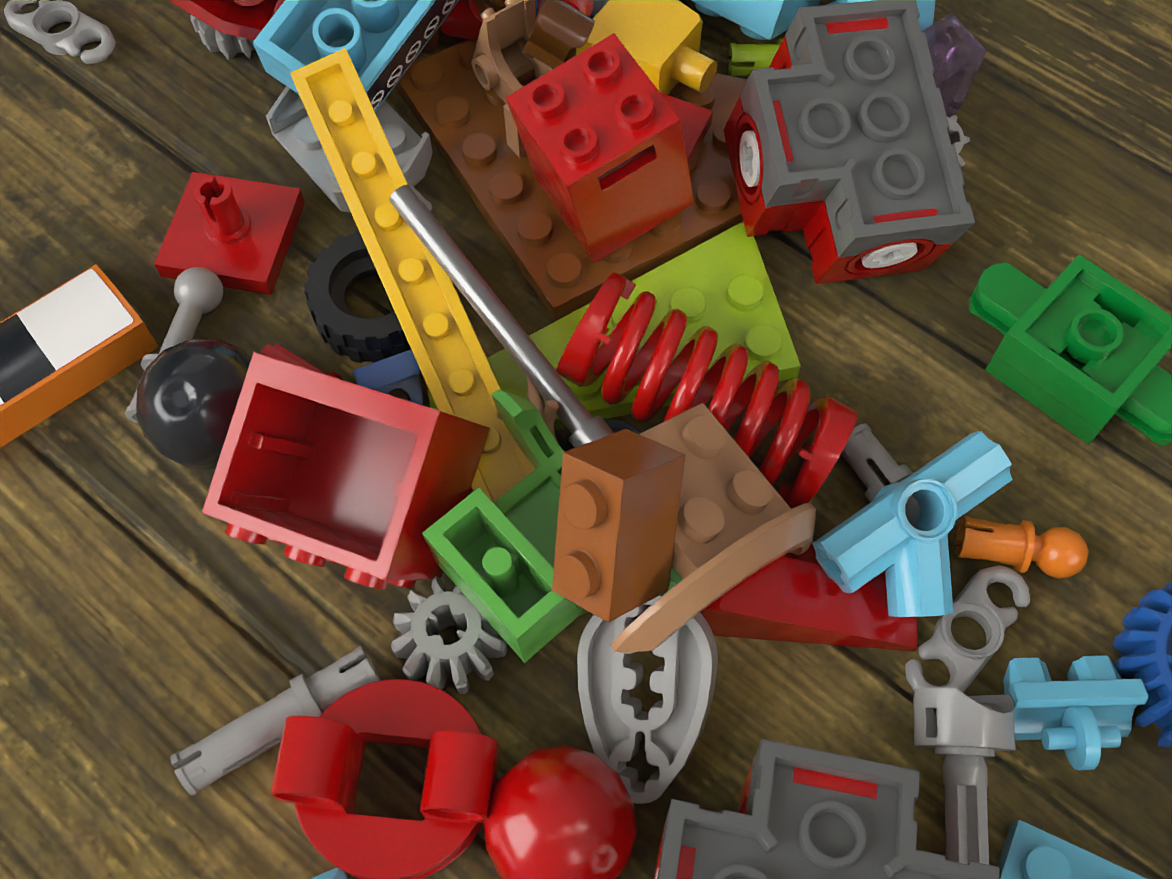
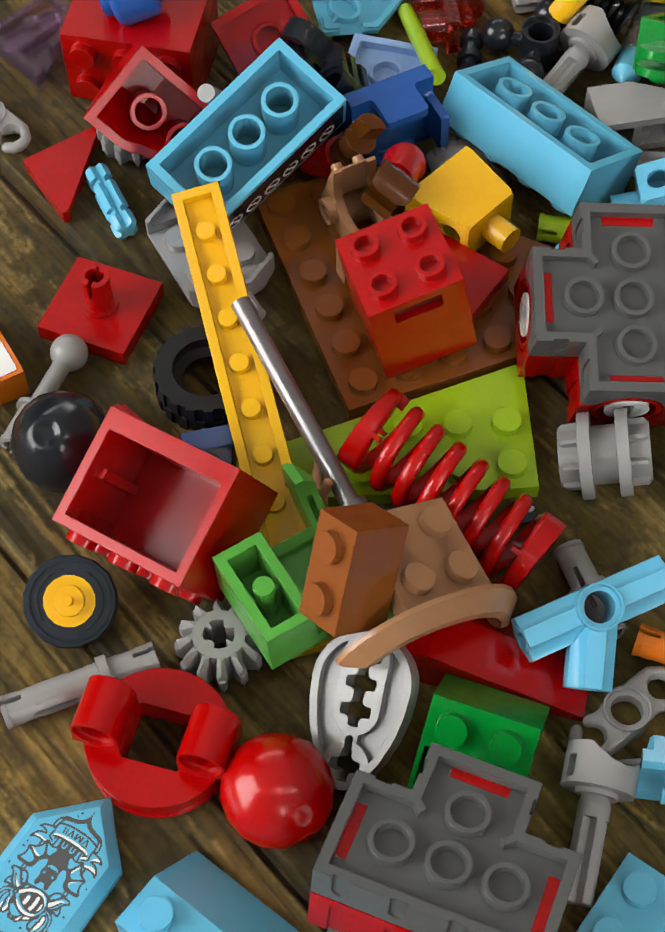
camera: 10 degrees right, 5 degrees down
(159, 73) = (61, 170): none -> red tile
(223, 101) = (111, 201): none -> medium azure axle
(246, 610) = (70, 601): none -> black wheel
(804, 695) = (482, 725): none -> green slope
(875, 313) = (604, 454): none -> light grey piece

